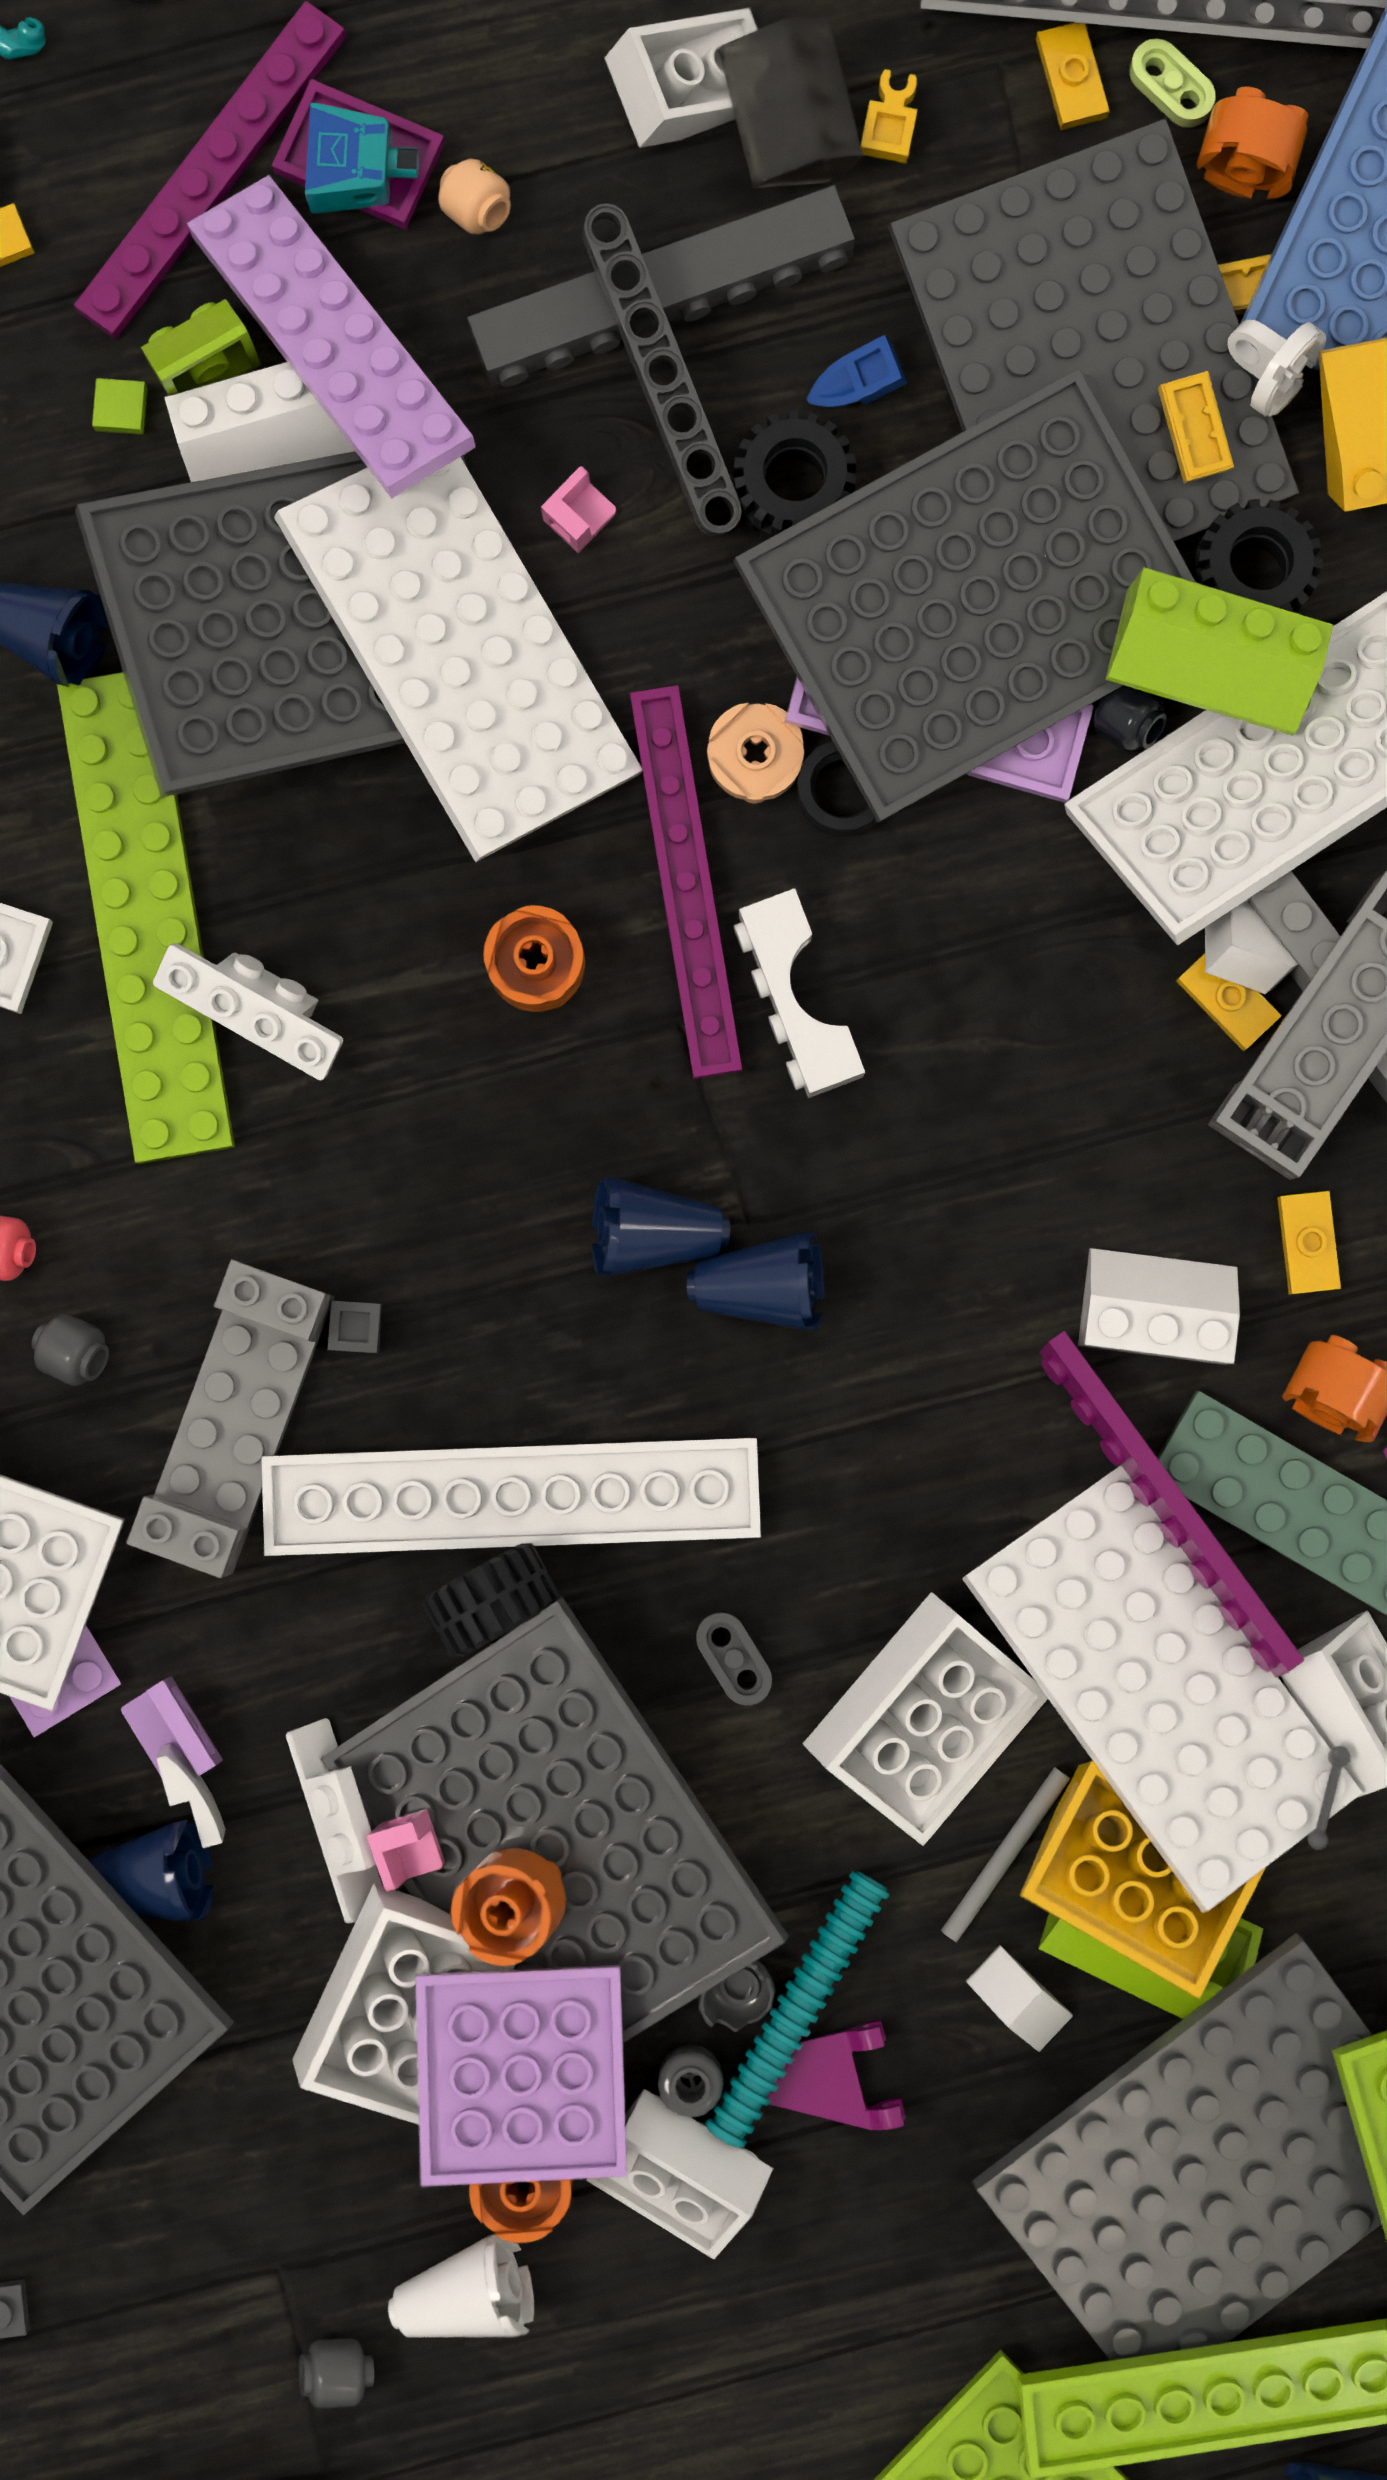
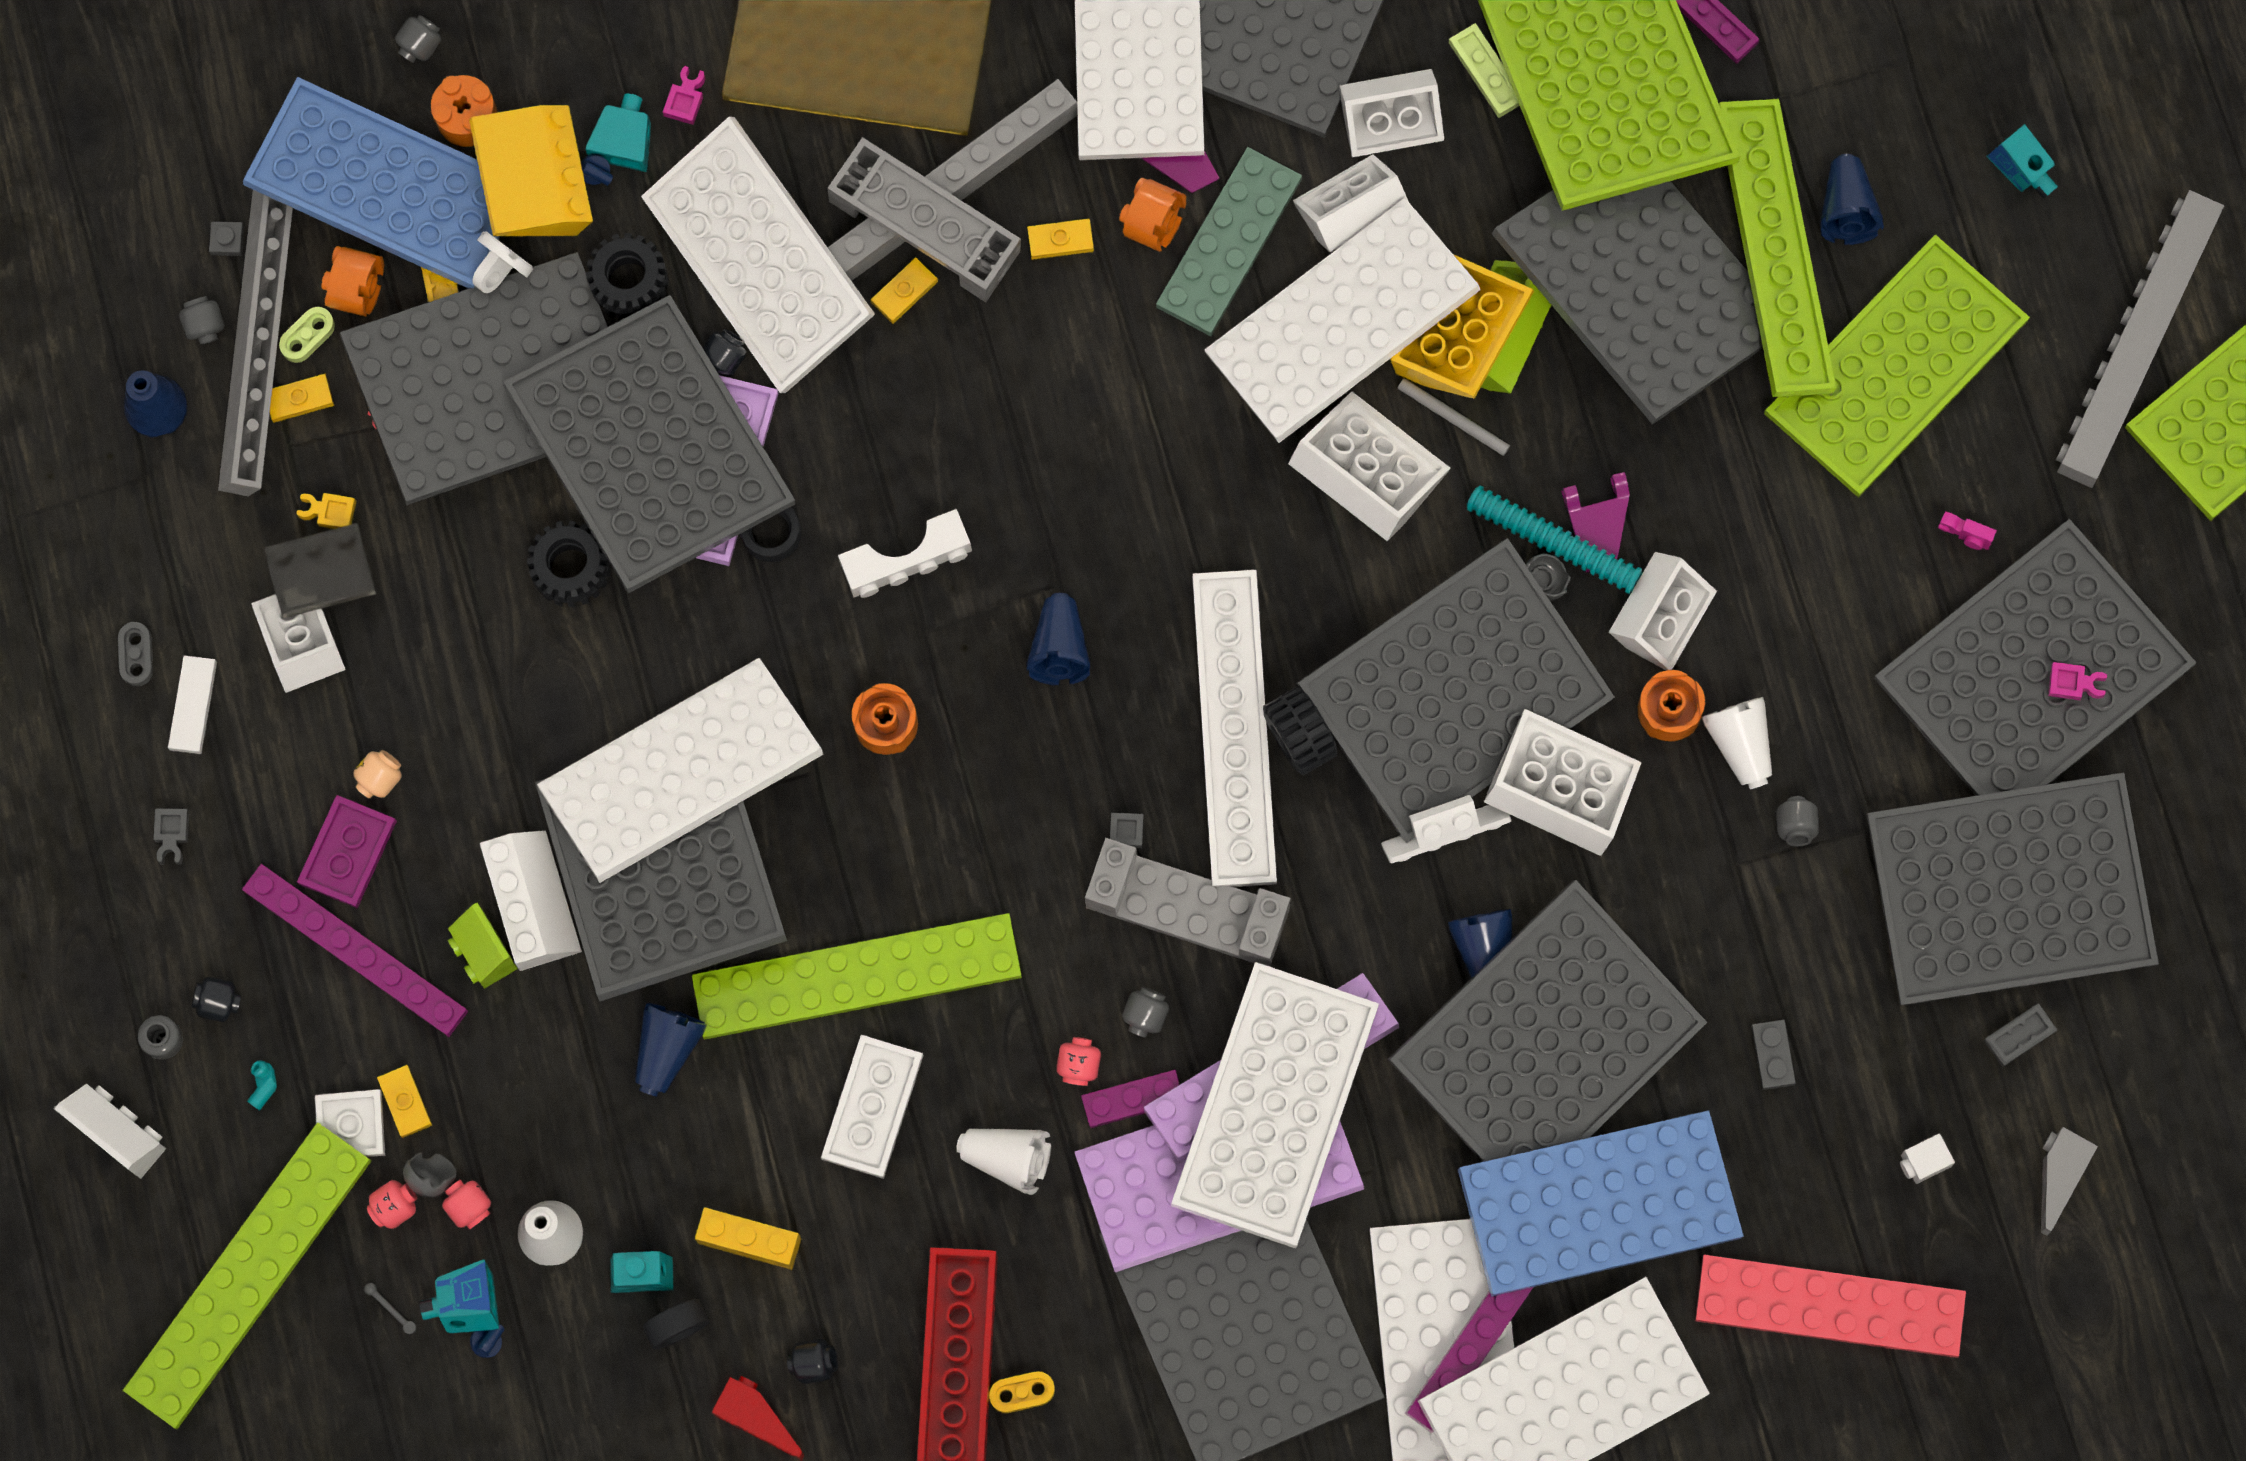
camera: 90 degrees left, 10 degrees down
(119, 406) = (514, 1004): lime tile -> none
(165, 1718) = (1394, 941): lavender panel -> none
(185, 1785) = (1426, 926): white slope -> none
(252, 1004) = (917, 898): white bracket -> none
(331, 336) = (475, 855): lavender plate -> none
(352, 160) = (356, 847): torso -> none
(405, 1848) = (1460, 780): bright pink panel -> none
(485, 1899) = (1478, 721): orange brick -> none
(520, 2075) = (1598, 699): lavender plate -> none
(577, 510) = (588, 703): bright pink panel -> none
(660, 346) = (490, 655): dark grey beam -> none
(686, 882) = (832, 628): magenta plate -> none
(687, 275) = (439, 652): dark grey brick -> none
(694, 2097) = (1611, 606): dark grey head -> none
(734, 1657) = (1332, 584): dark grey plate -> none
(755, 780) = (747, 605): light nougat plate -> none
(764, 1283) = (1093, 571): dark blue cone -> none
(859, 376) = (499, 527): blue plate -> none
(1019, 1999) = (1543, 406): white slope -> none
(1160, 1307) = (1103, 327): white slope -> none
(1180, 1521) = (1223, 320): magenta plate -> none
(1195, 427) = (539, 312): yellow plate -> none
(1218, 651) = (686, 293): lime slope -> none
(1246, 950) = (876, 276): white slope -> none
(1338, 1758) = (1383, 211): dark grey hinge -> none

